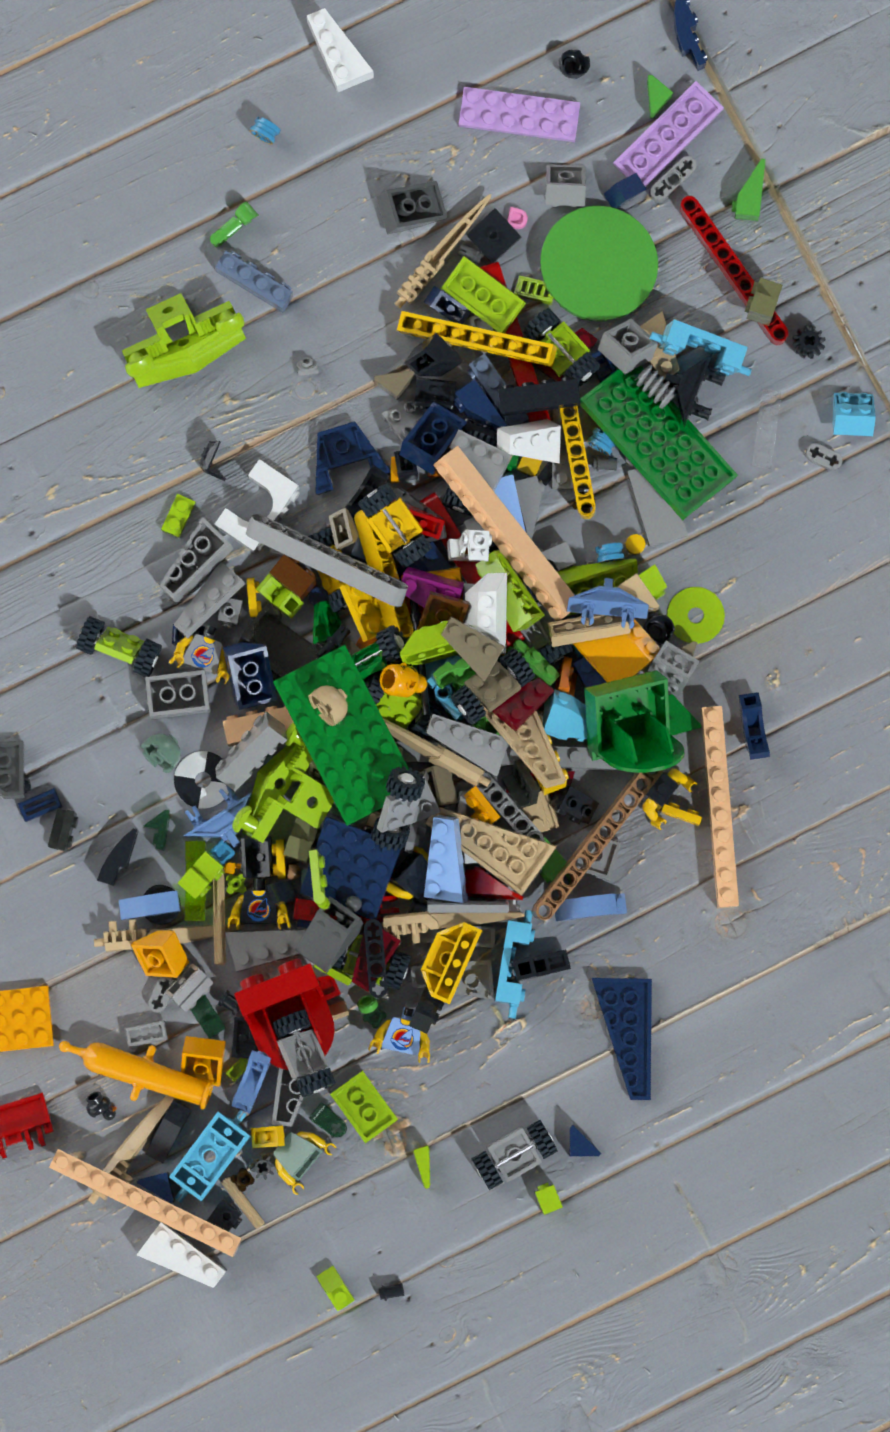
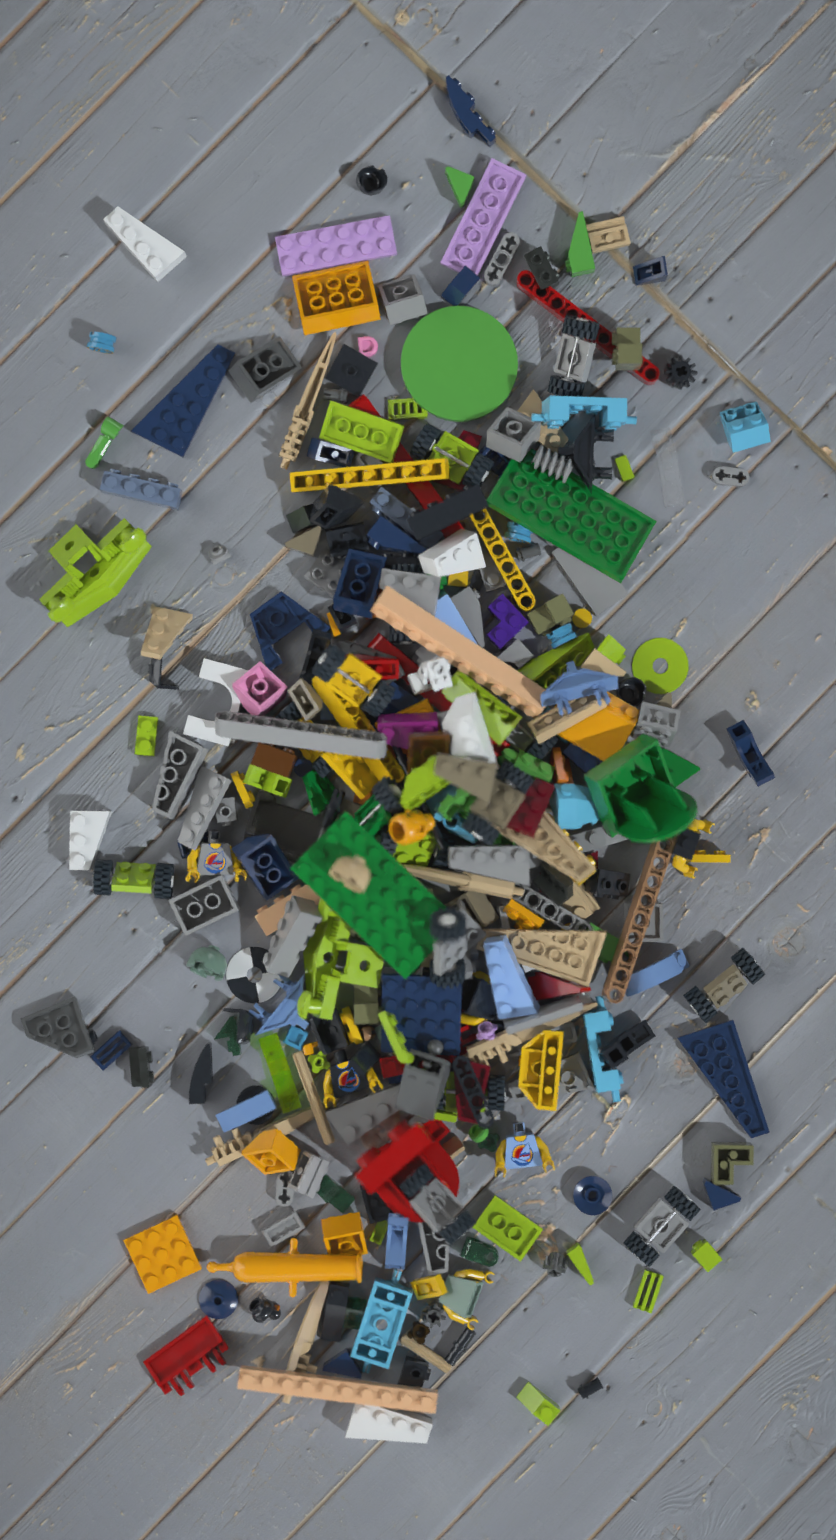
camera: 20 degrees left, 5 degrees up
(69, 1085) = (223, 1290): none -> dark blue dish
(87, 591) = (85, 837): none -> white wedge
(177, 822) = (245, 1025): none -> black piece
(186, 1138) = (354, 1312): none -> clear green bracket
(201, 874) = (283, 1068): lime brick -> none
(228, 420) = (162, 630): none -> tan wing
(229, 1002) = (349, 1173): black bush -> none
(278, 1206) = (460, 1346): none -> black pin
(302, 507) = (259, 690): none -> bright pink slope
(316, 222) = (181, 411): none -> dark blue wing
(395, 359) = (299, 519): none -> black slope
(398, 1157) = (555, 1264): none -> dark grey gear
(408, 906) = (486, 1031): none -> lavender plate
(425, 1012) = (535, 1124): black brick -> none
(446, 1103) = (595, 1205): none -> dark blue dish
(490, 1202) = (643, 1307): none -> lime tile
(502, 162) = (336, 297): none -> light orange slope
(564, 524) = (510, 621): none -> dark purple brick
(601, 1107) = (725, 1156): none -> olive brick
(605, 530) = (550, 614): none -> olive brick
(654, 941) = (725, 985): none -> plate
(707, 199) = (541, 269): none -> pearl dark grey bracket
(710, 291) = (574, 357): none -> plate
(719, 807) = (743, 839): light nougat brick -> none
(724, 415) = (624, 468): none -> lime piece
(782, 190) = (608, 235): none -> tan plate
(811, 237) = (651, 271): none -> dark blue slope

